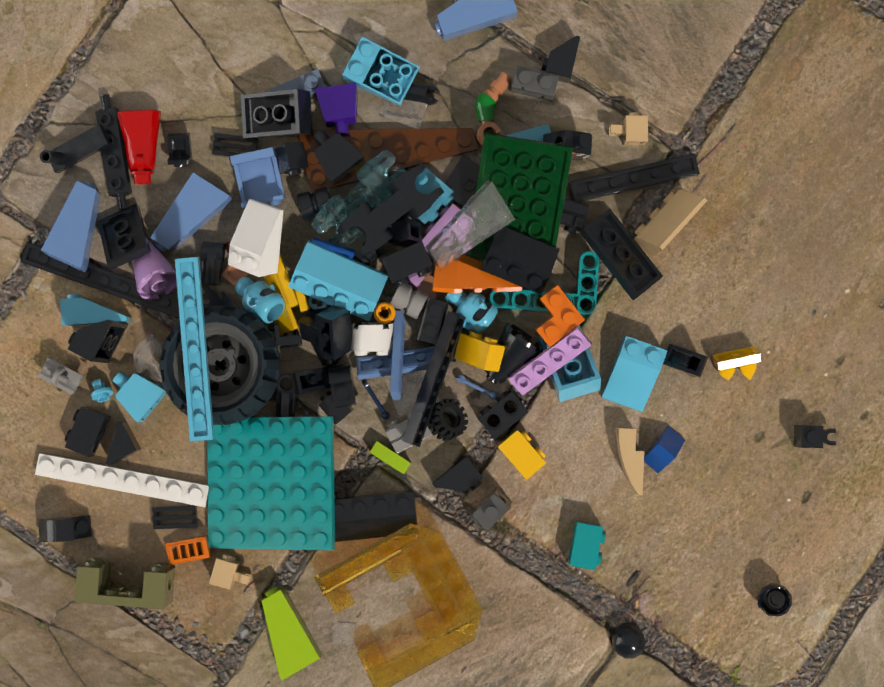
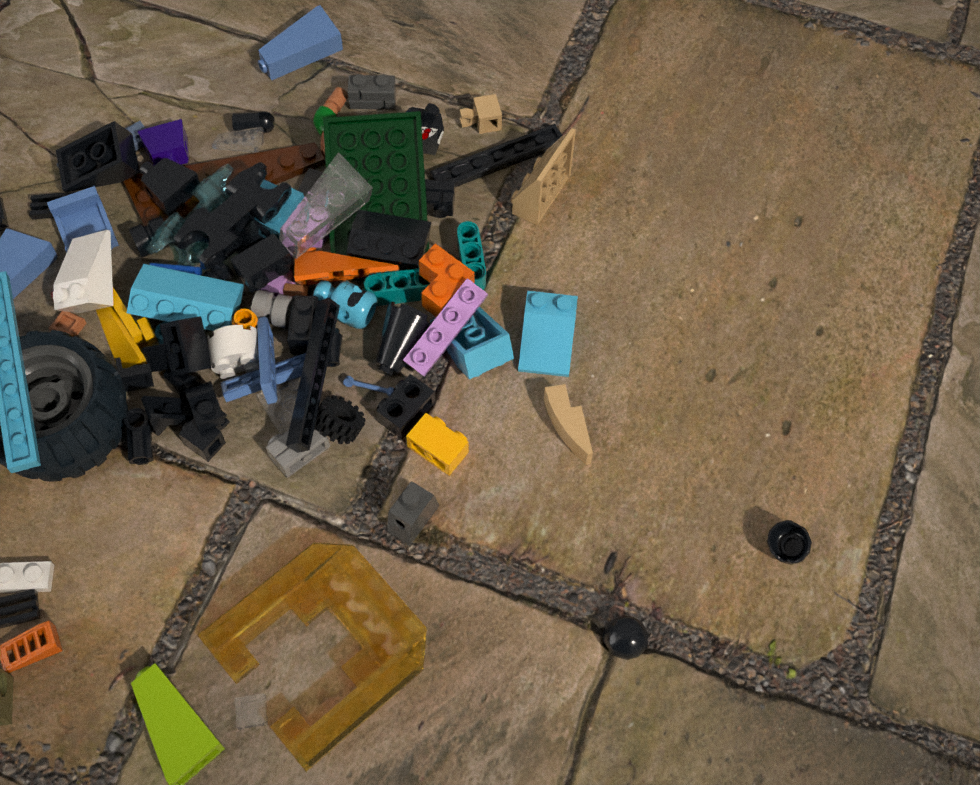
camera: 15 degrees left, 25 degrees down
(212, 257) = (36, 312): black piece -> none
(226, 572) = (82, 661): tan brick -> none
(260, 299) = (103, 334): medium azure piece -> none
(272, 484) = (129, 537): teal plate -> none
(291, 158) = (119, 199): black brick -> none
(373, 515) = (254, 552): black slope -> none
(380, 71) = (205, 106): medium azure slope -> none
(385, 415) = (264, 437): dark blue hinge -> none
(390, 457) = (278, 482): lime piece -> none
(460, 477) = (367, 484): black slope -> none
(479, 351) = (363, 339): yellow brick -> none
(562, 60) = (398, 65): black slope -> none
(586, 545) = (541, 530): teal brick -> none
(621, 254) = (501, 221): black plate -> none
(664, 450) = (604, 409): blue slope -> none
(685, 360) = (601, 307): black slope -> none
(744, 358) = (670, 298): yellow tile -> none
(811, 436) = (767, 356): black brick -> none

